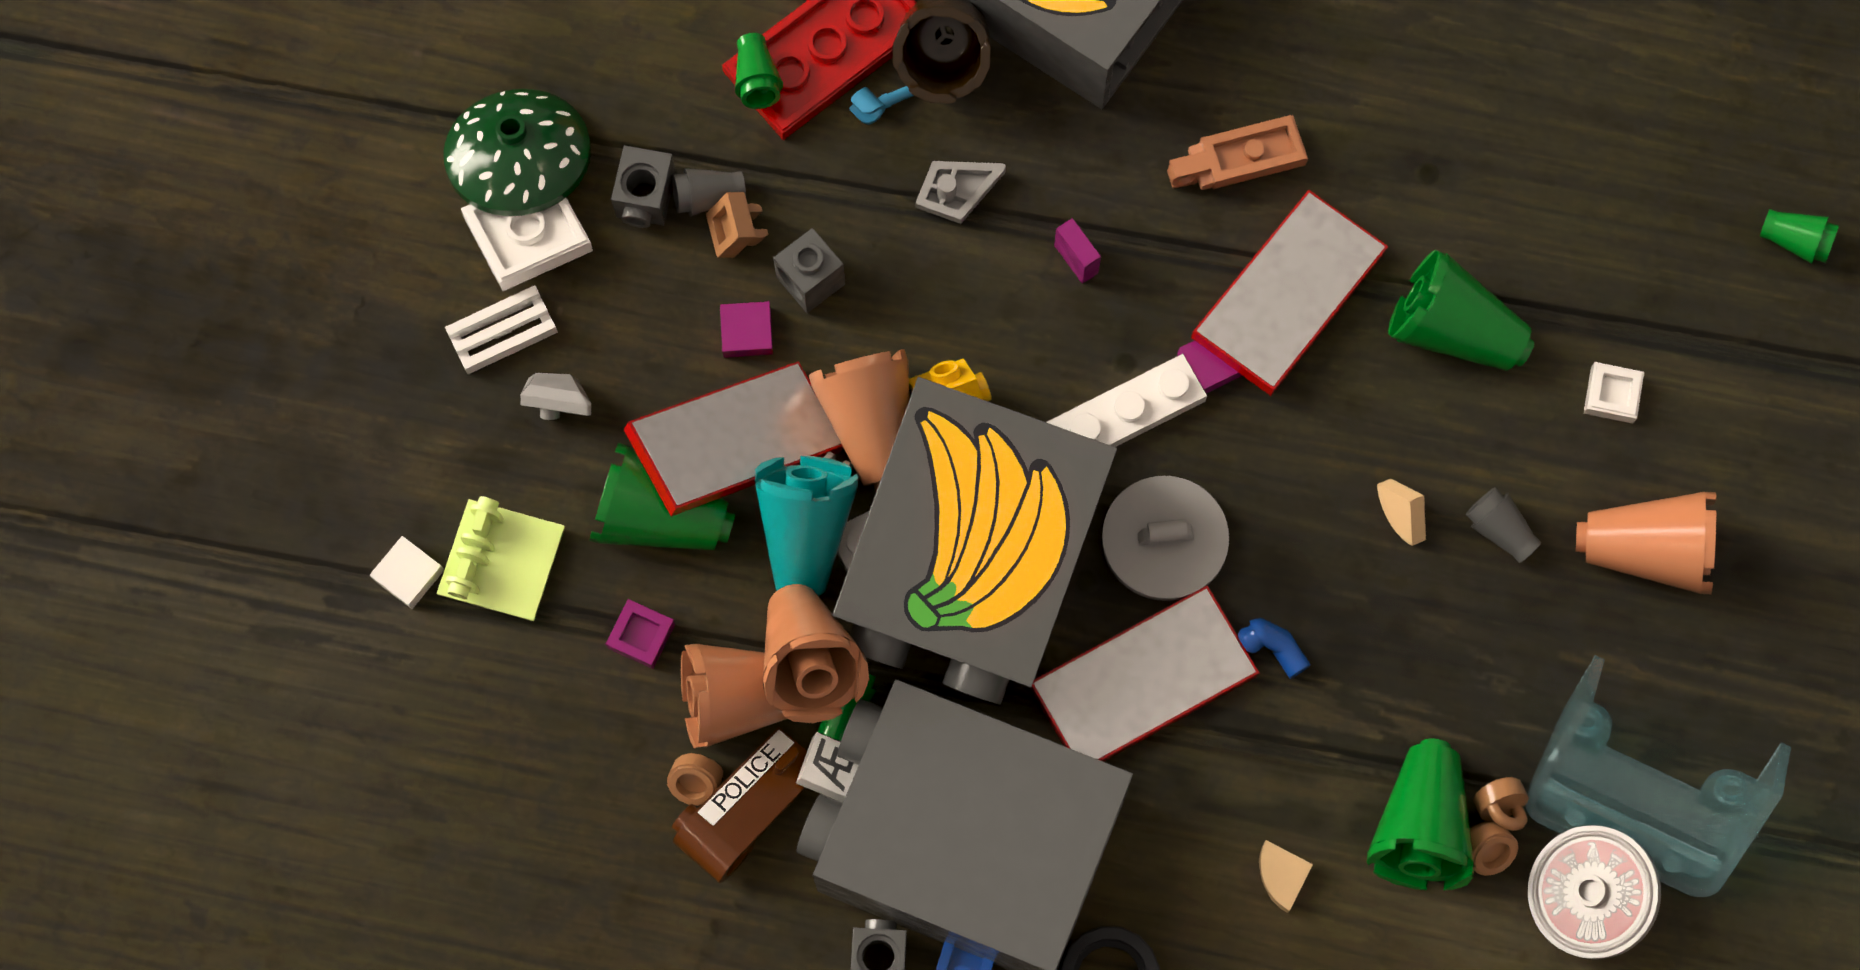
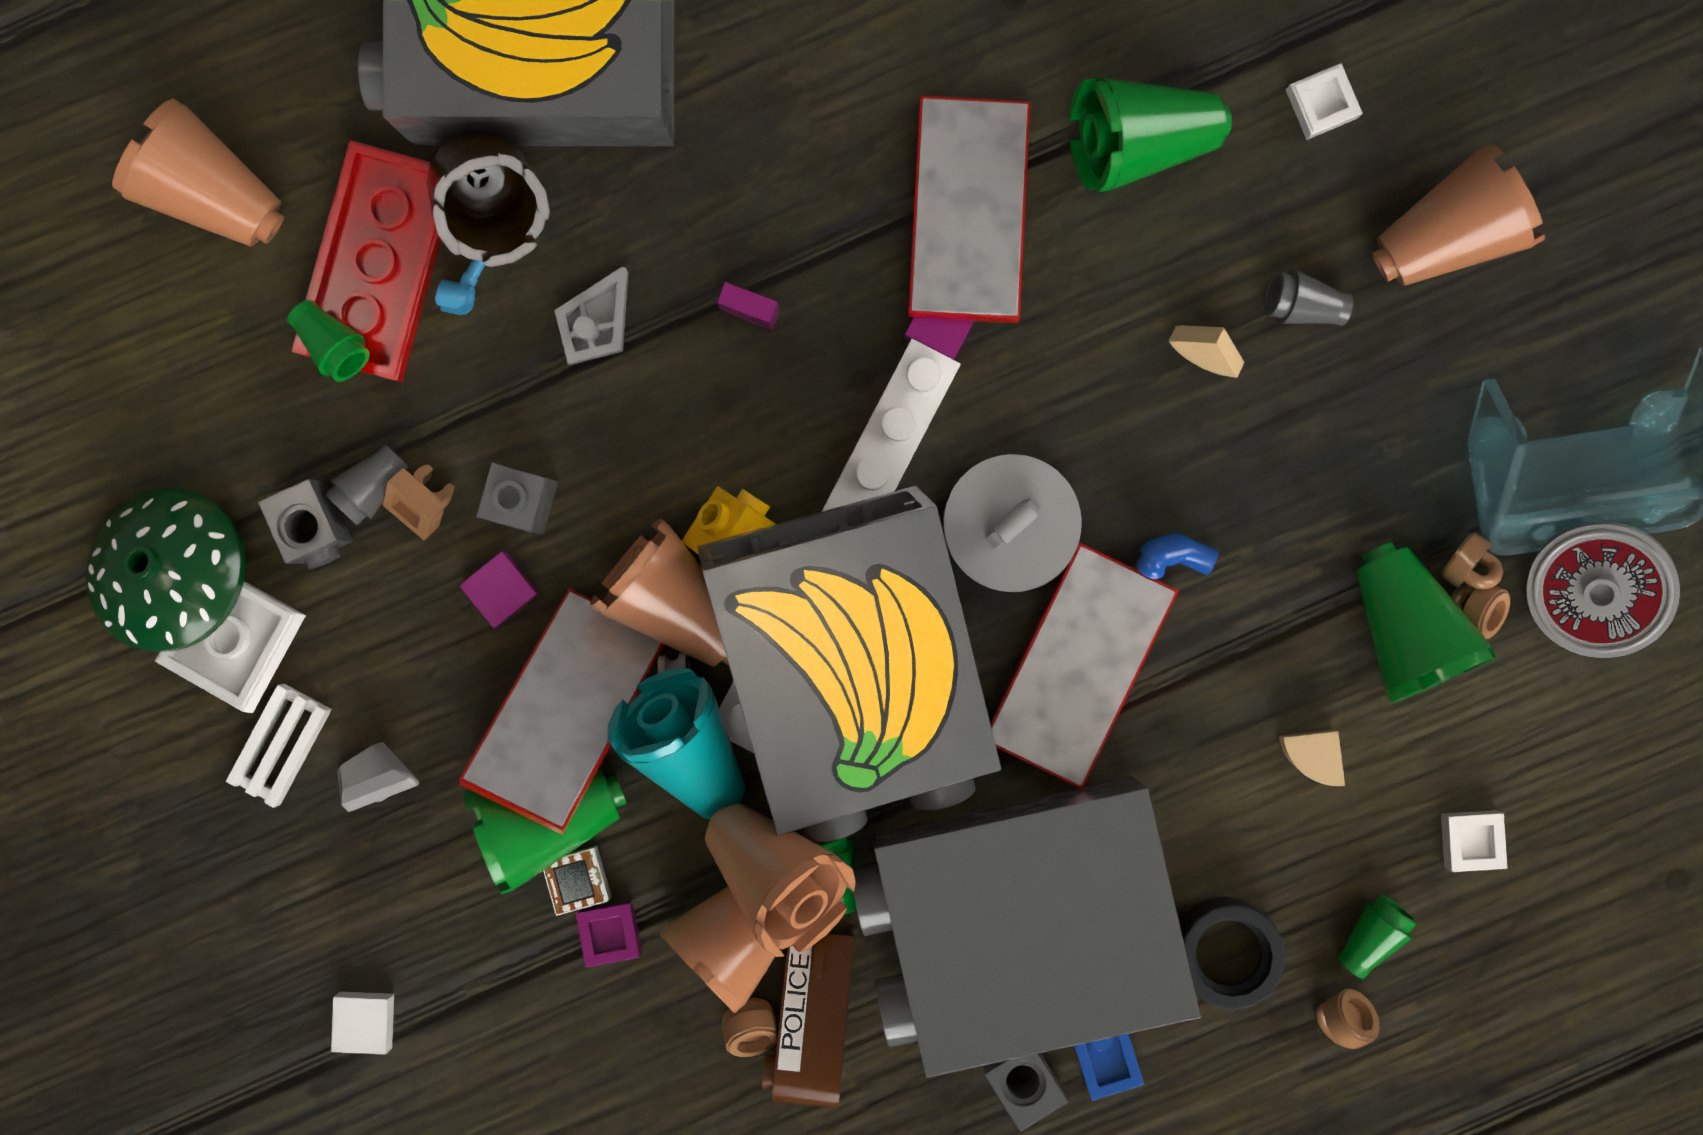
camera: 40 degrees left, 15 degrees up
(500, 559) = (437, 955): yellowish green hinge -> none
(645, 577) = (577, 881): none -> tile
(824, 770) = (855, 949): white tile -> none
(1240, 155) = (835, 104): nougat hinge -> none

